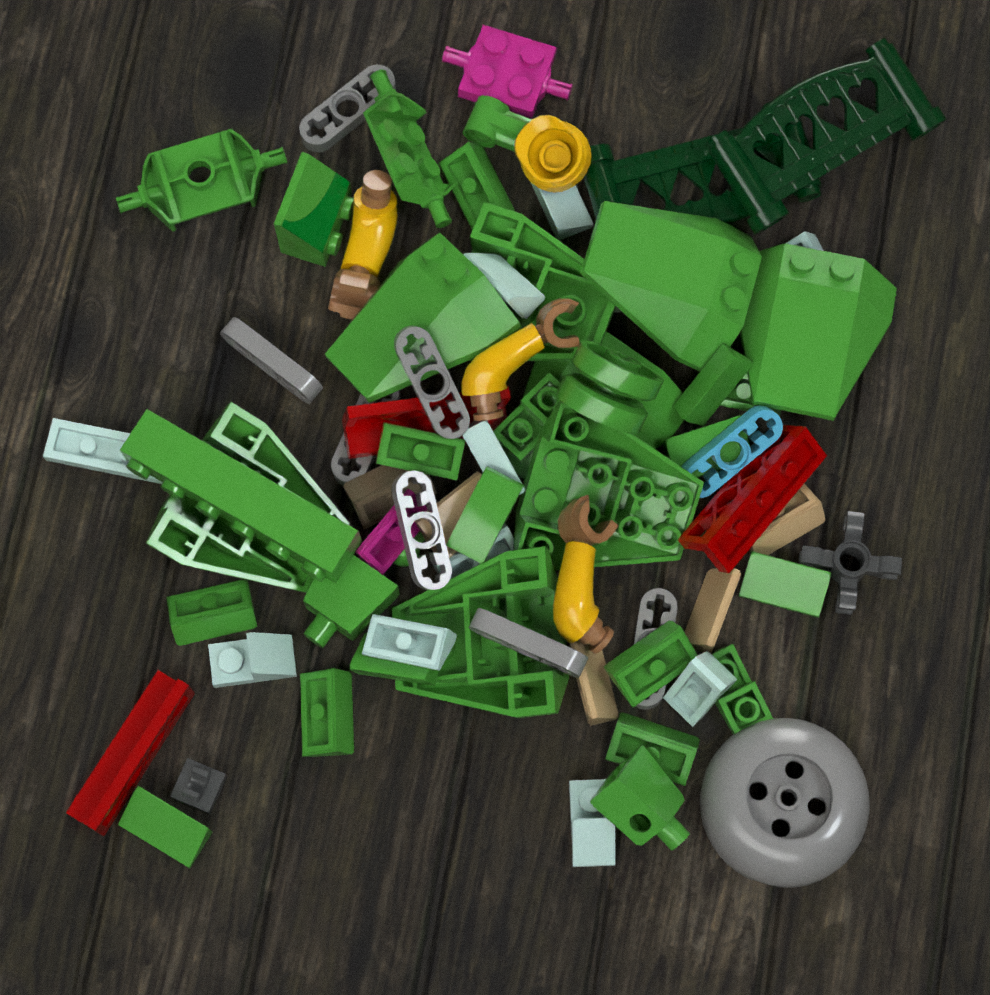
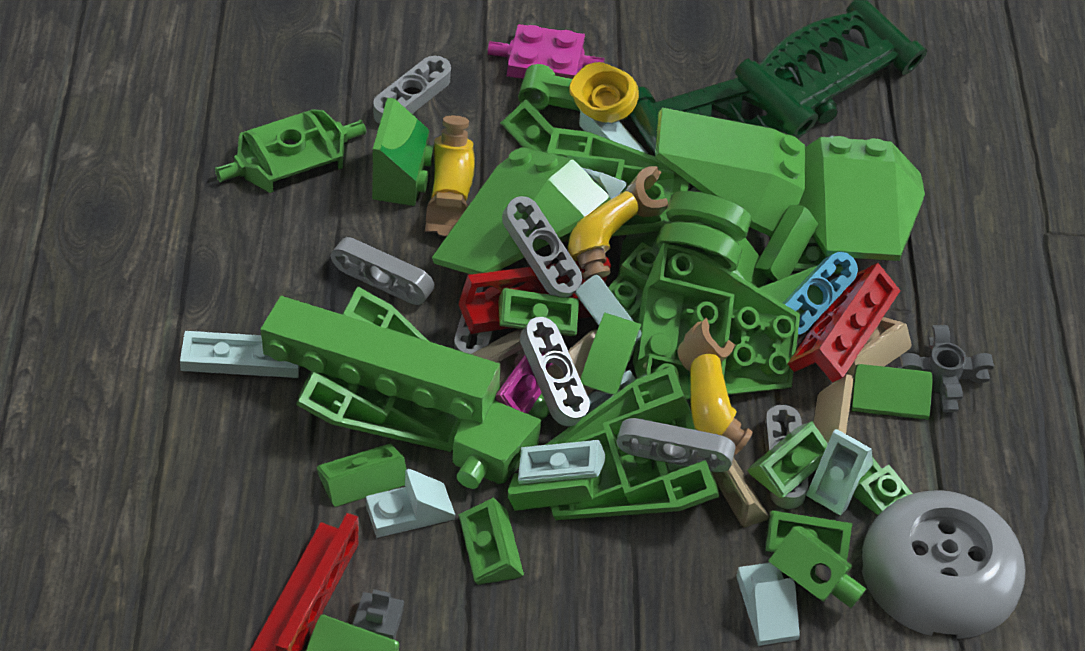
camera: 15 degrees left, 25 degrees down
(404, 149) = (462, 92): bright green plate -> none

